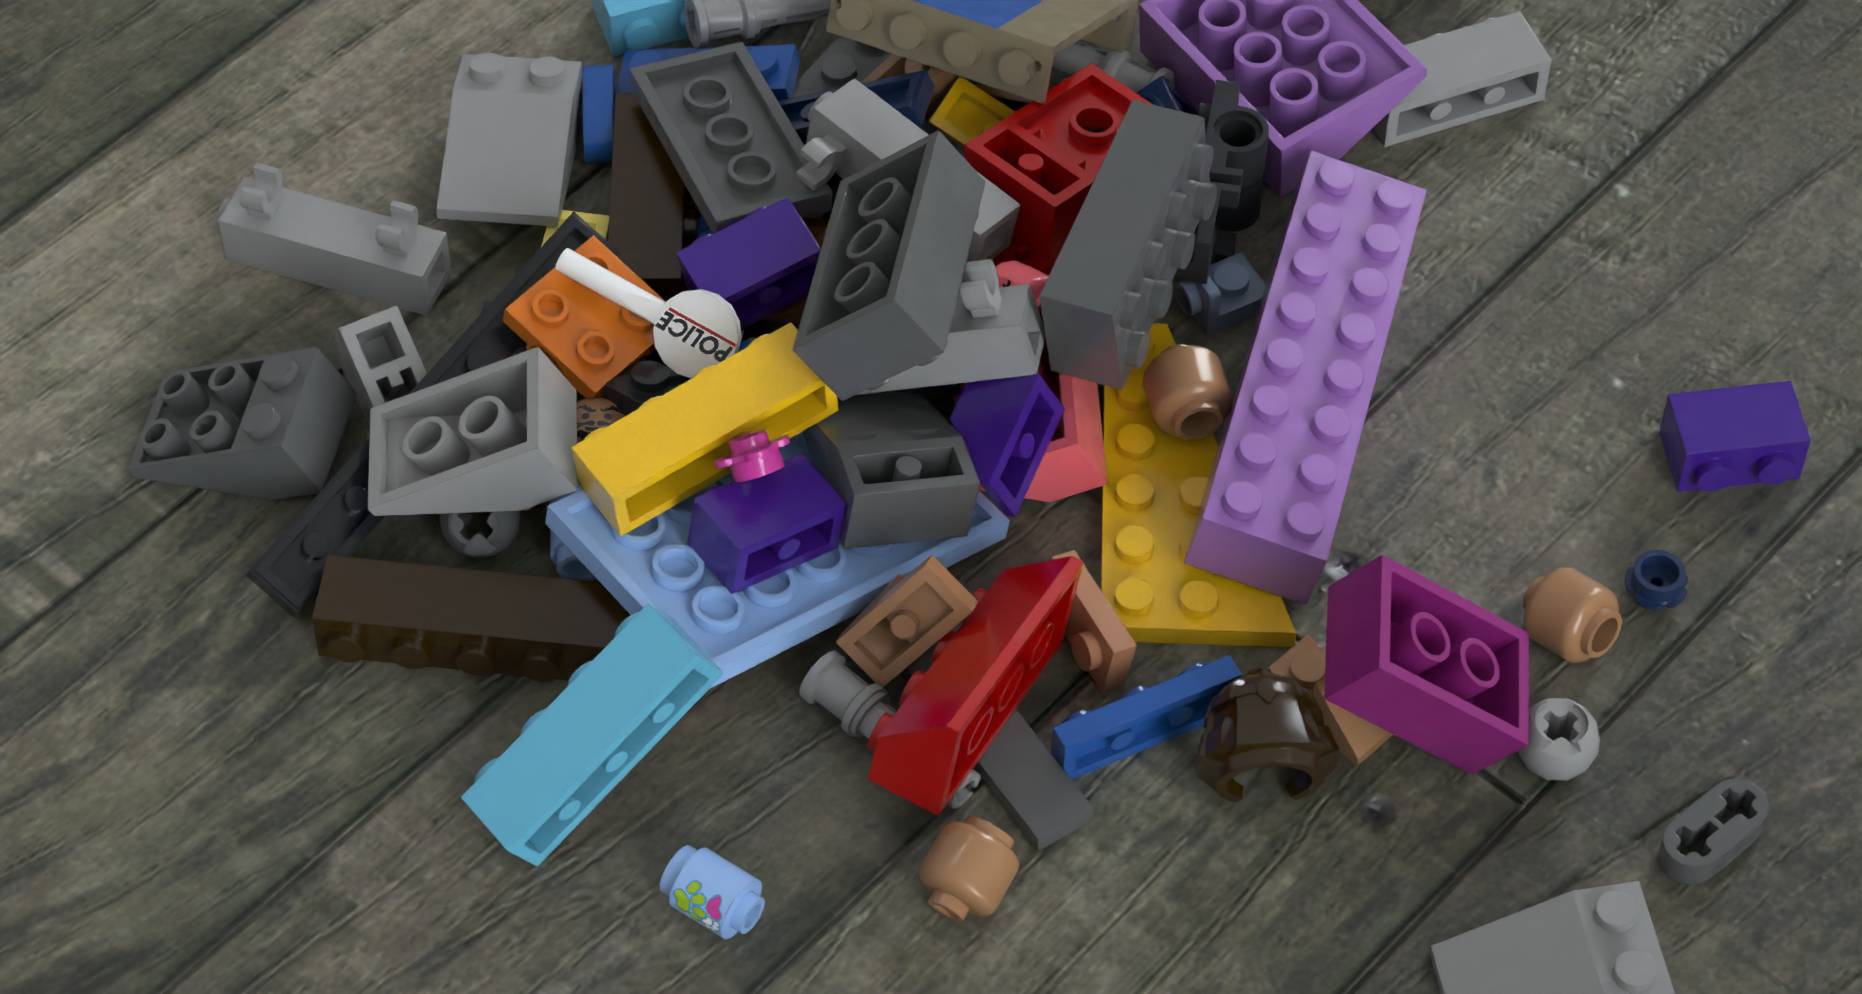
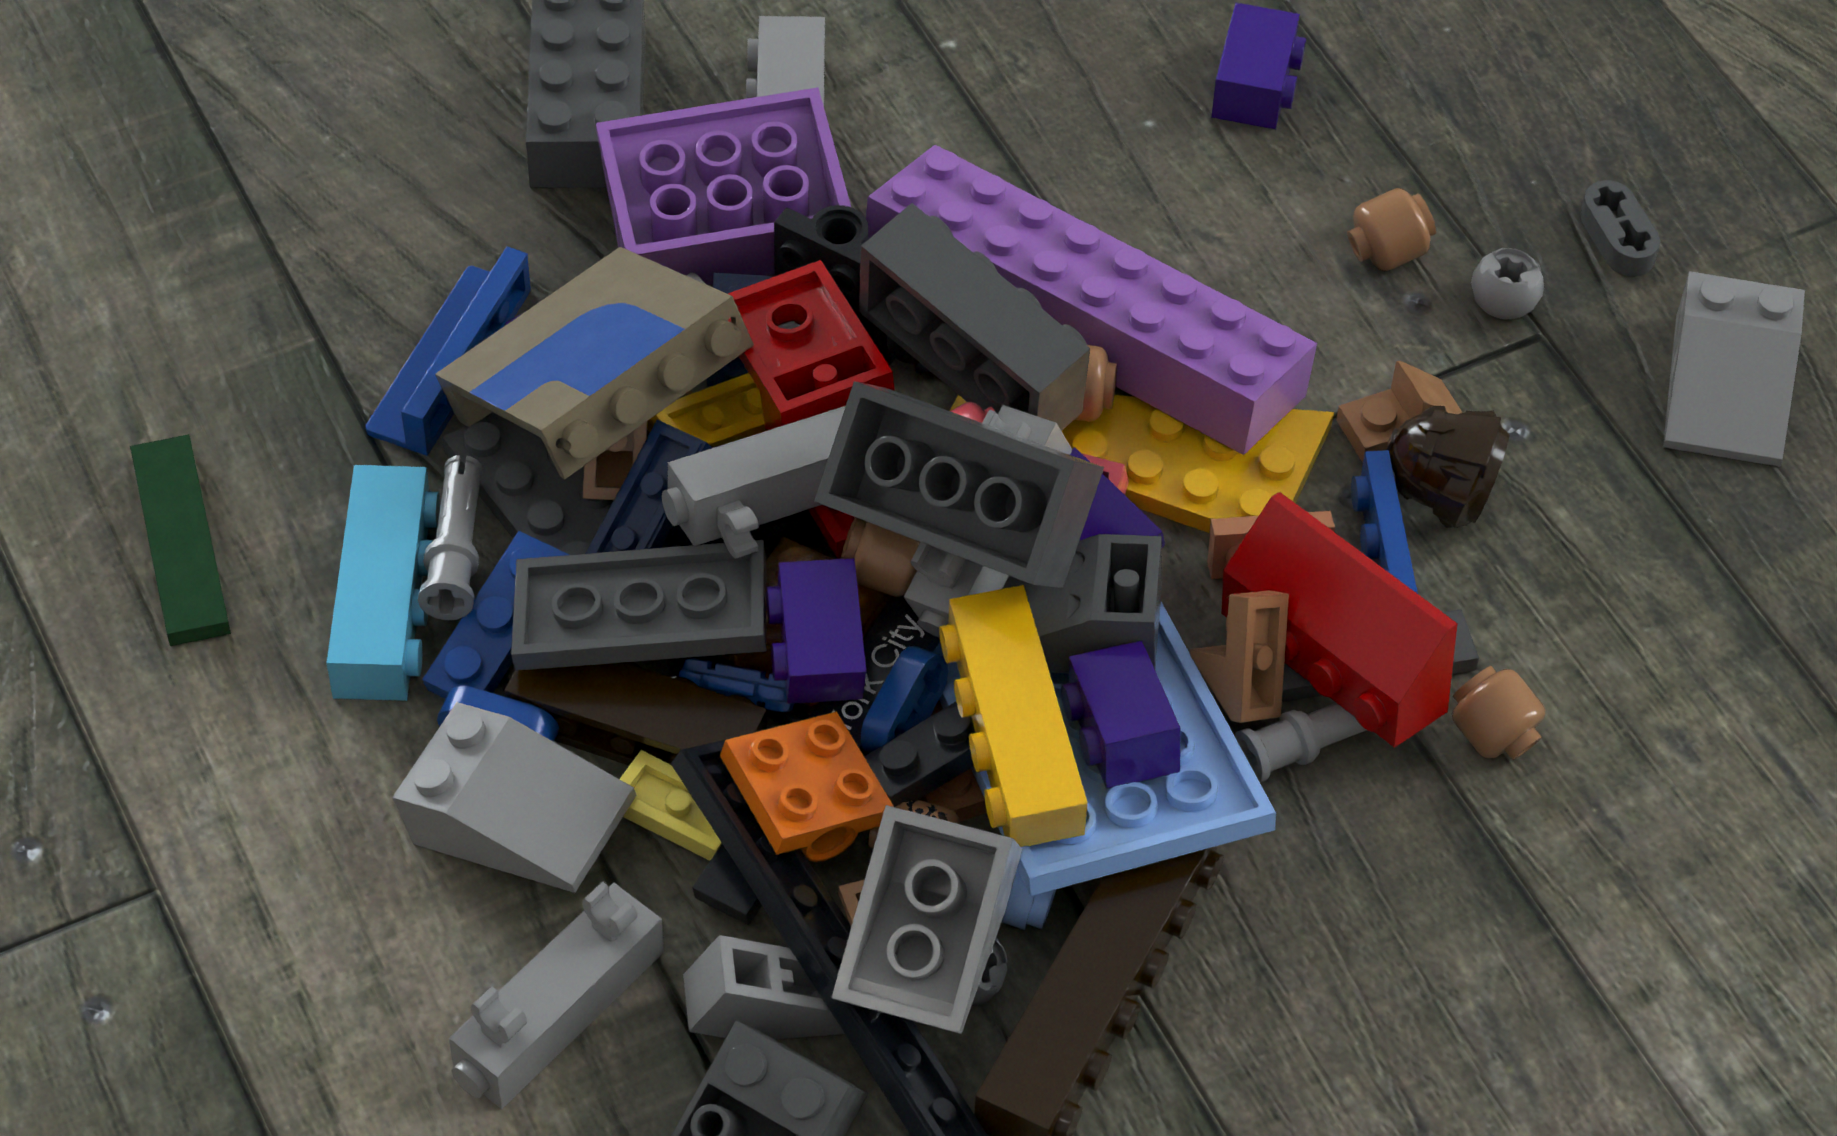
camera: 70 degrees left, 0 degrees up
(591, 734) = (1290, 929): medium azure brick -> none
(688, 329) = (881, 701): white piece -> none
(712, 891) = (1455, 908): light blue brick -> none
(753, 456) = (1083, 680): dark pink plate -> none
(1427, 665) = (1441, 322): magenta brick -> none
(1659, 568) = (1371, 168): dark blue plate -> none

